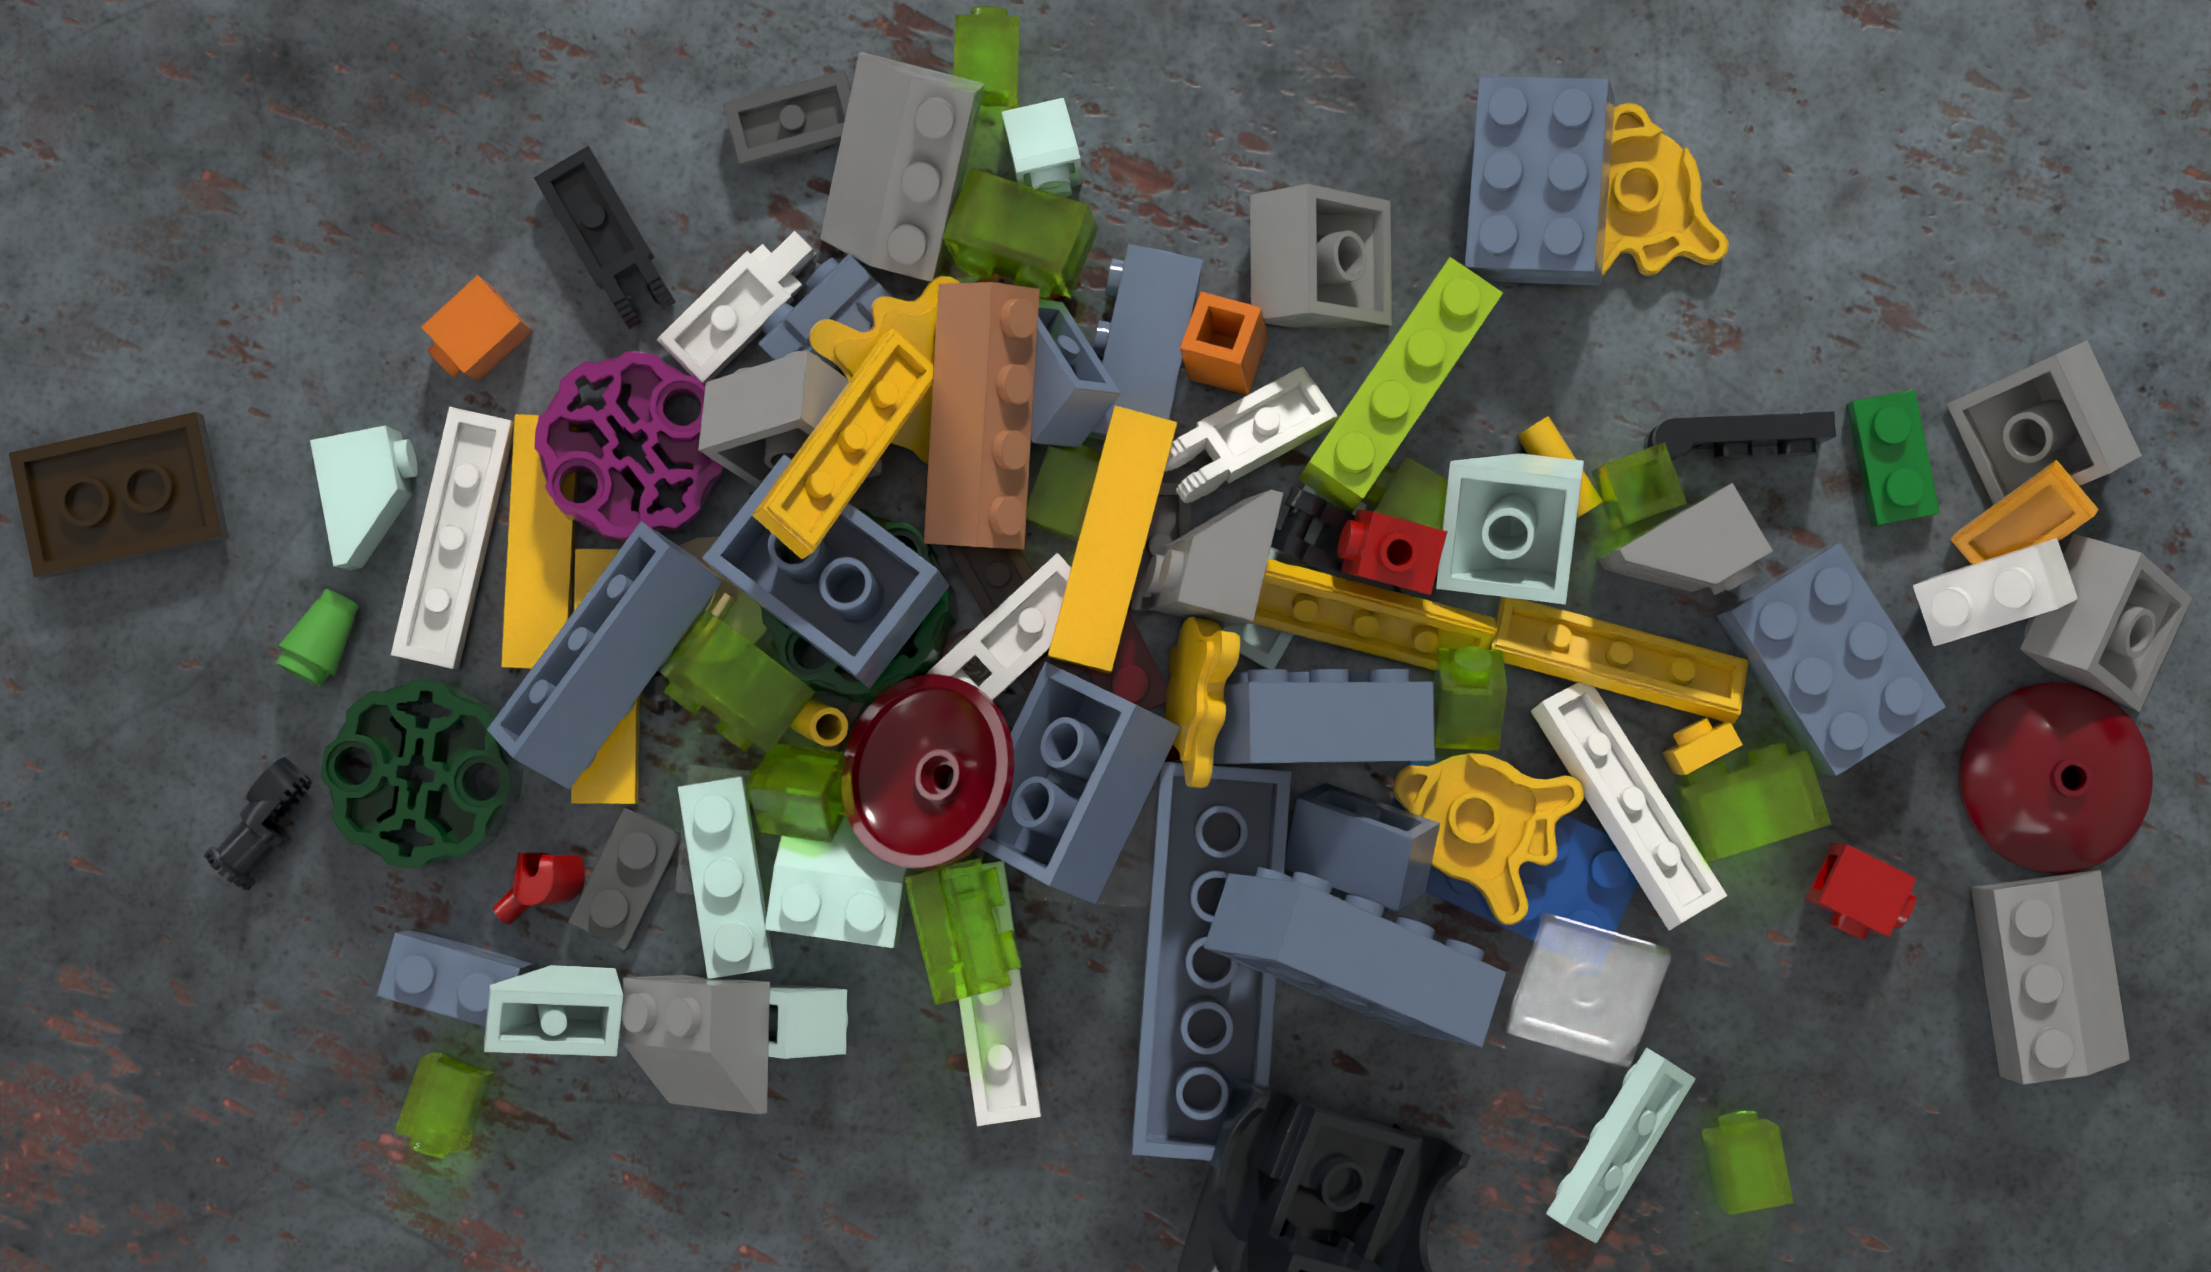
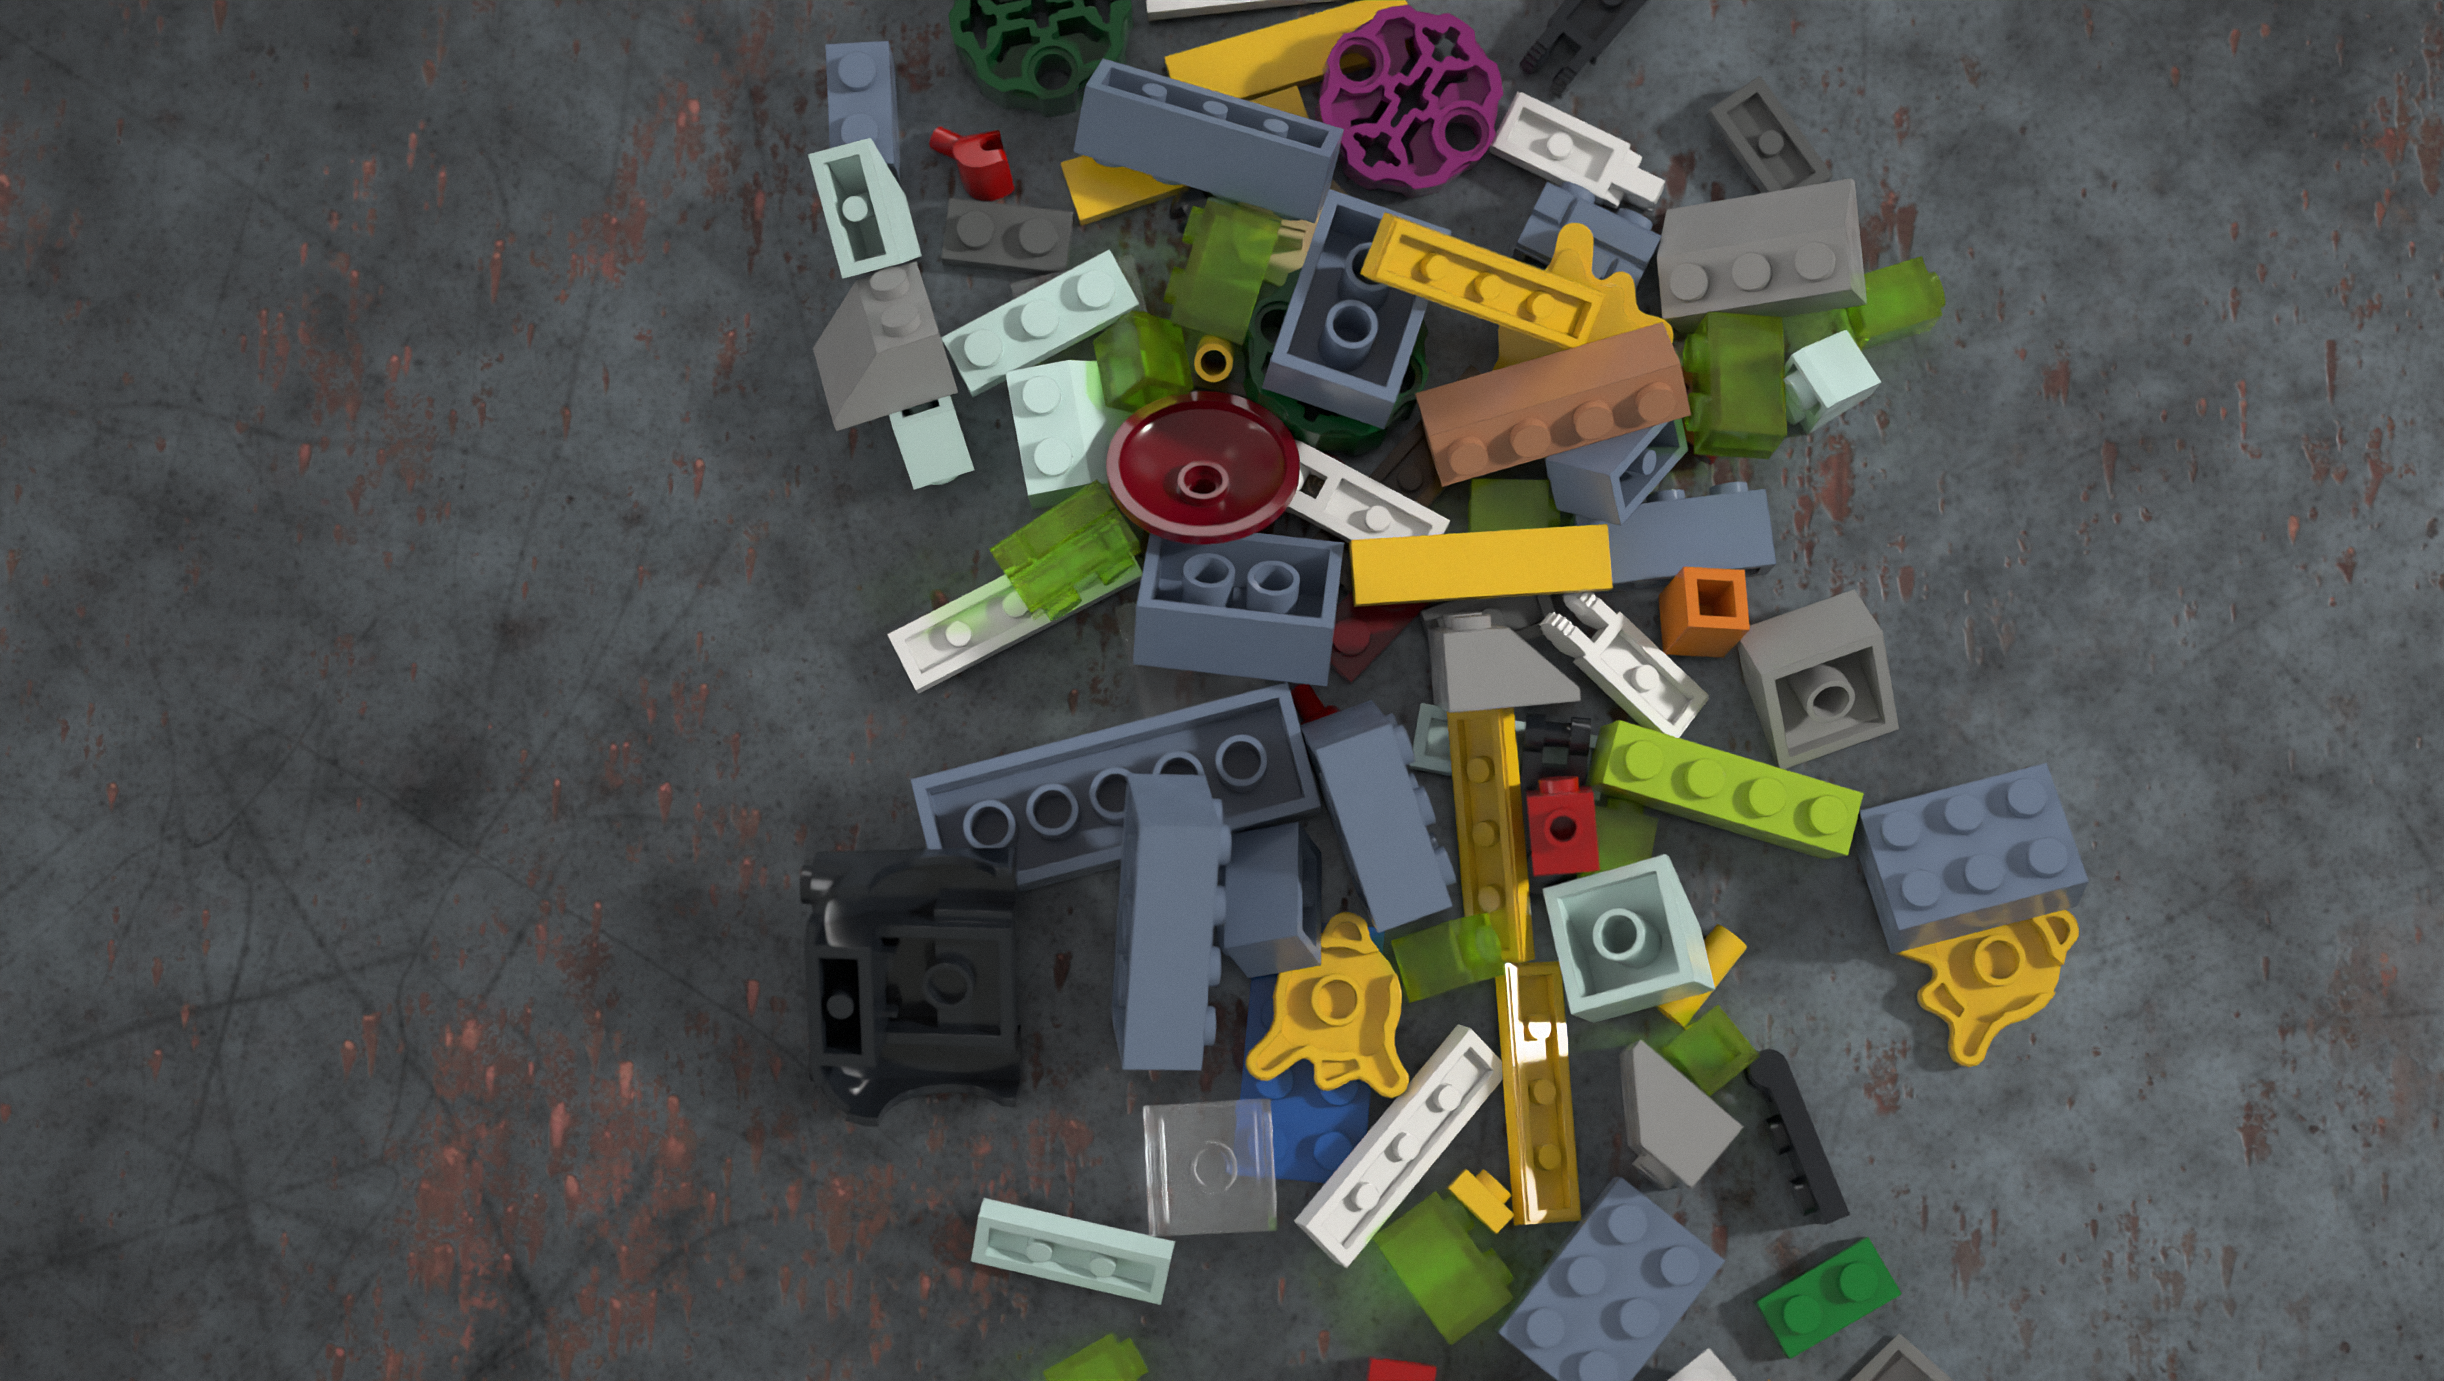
camera: 70 degrees right, 5 degrees down
(443, 1104) = (744, 142): clear neon green brick -> none
(767, 413) = (1487, 206): light grey slope -> none
(1196, 692) = (1360, 692): yellow tile -> none

